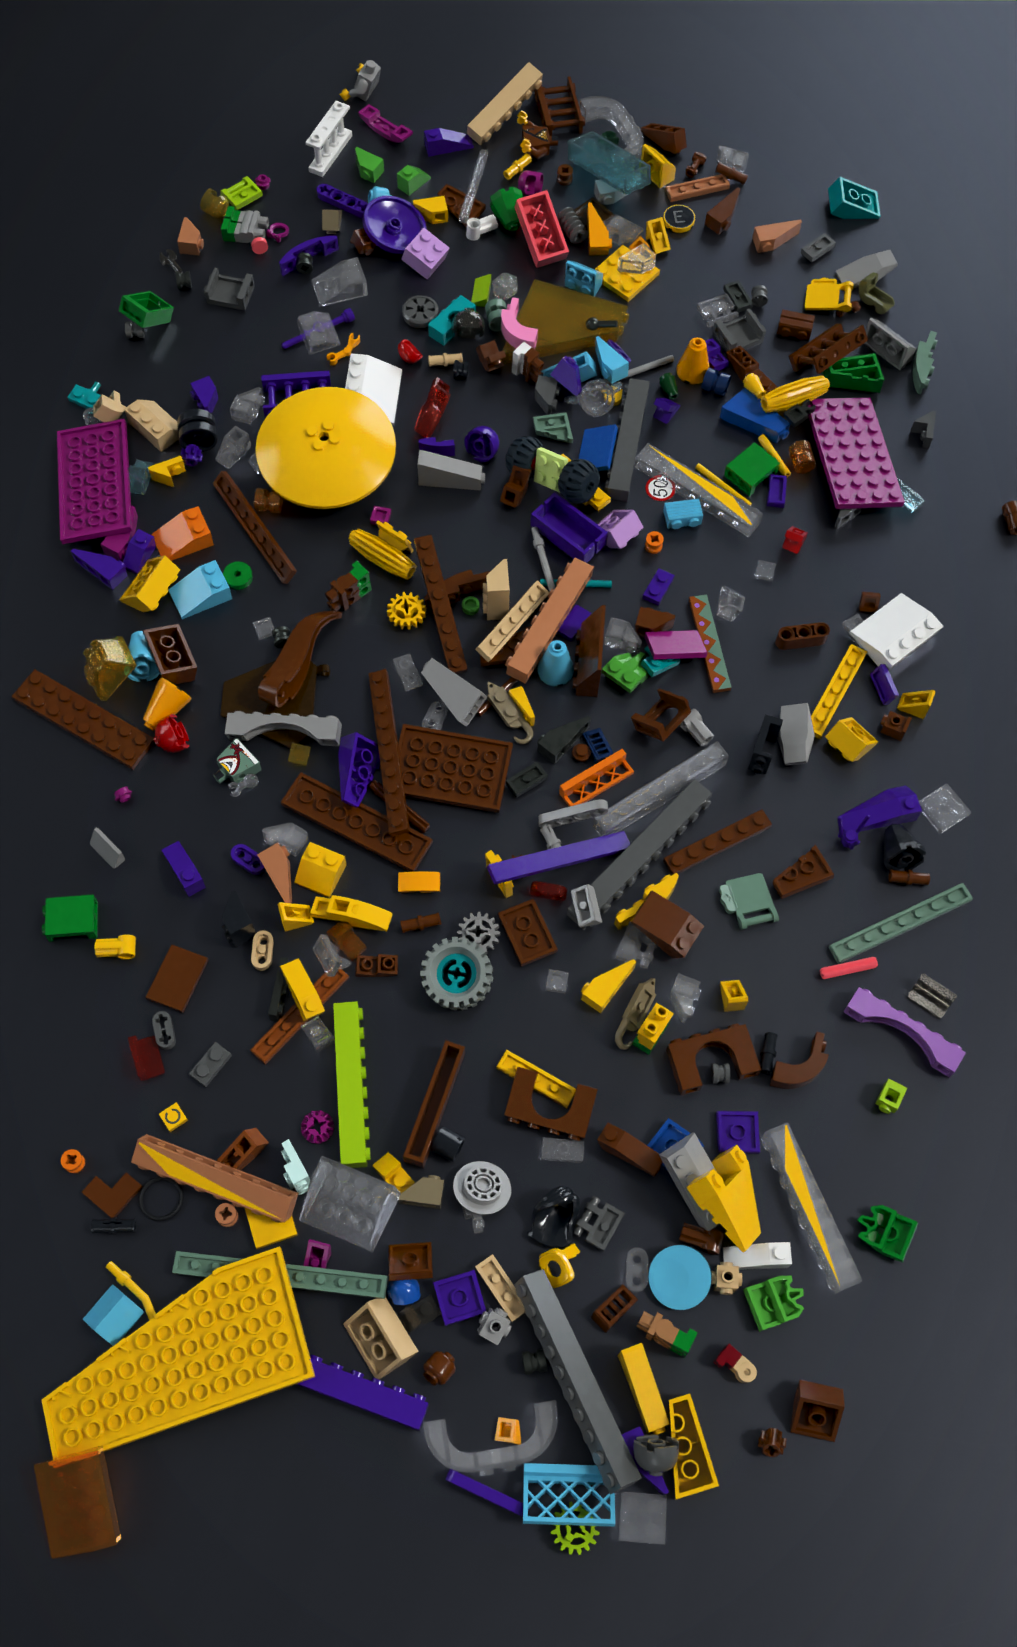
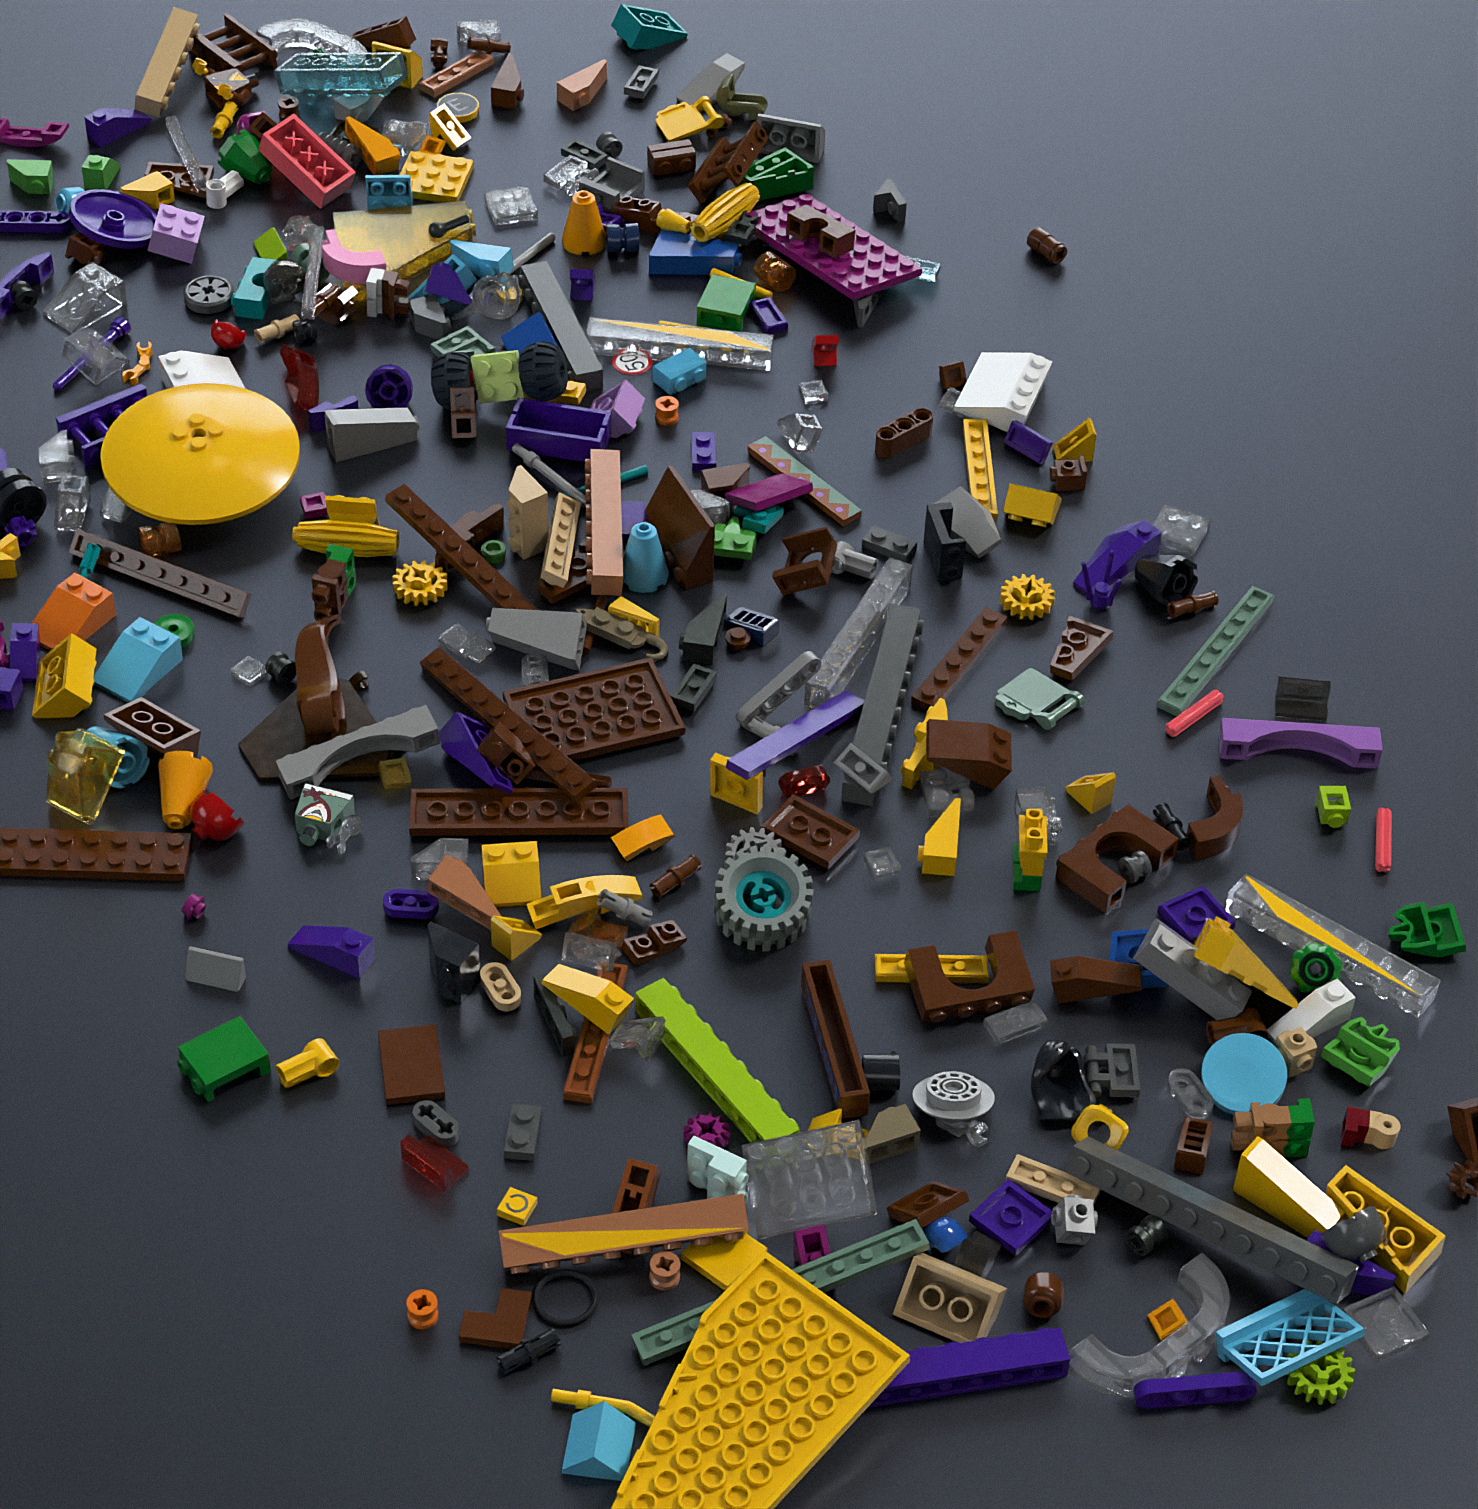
camera: 30 degrees left, 20 degrees down
(216, 498) = (89, 559): none -> teal axle
(331, 220) = (26, 241): dark tan slope -> none
(369, 777) = (506, 753): none -> reddish brown slope
(369, 933) = (624, 907): none -> light grey pin
(479, 354) = (325, 299): none -> reddish brown pin
(484, 328) = (312, 272): none -> clear axle
(529, 187) = (261, 125): none -> reddish brown brick
(593, 773) = (767, 652): orange fence -> none
(636, 1011) = (995, 852): dark tan plate -> none
(637, 260) = (445, 155): clear slope -> none
(661, 319) = (511, 205): none -> clear plate
(669, 385) = (567, 259): dark green cone -> none
(733, 723) = (889, 544): none -> dark grey plate
(783, 1223) = (1312, 953): none -> green plant
(793, 807) = (1027, 596): none -> yellow gear
(854, 449) = (834, 236): none -> reddish brown arch
(909, 1140) = (1383, 839): none -> coral axle
(923, 362) = (841, 145): sand green slope -> none

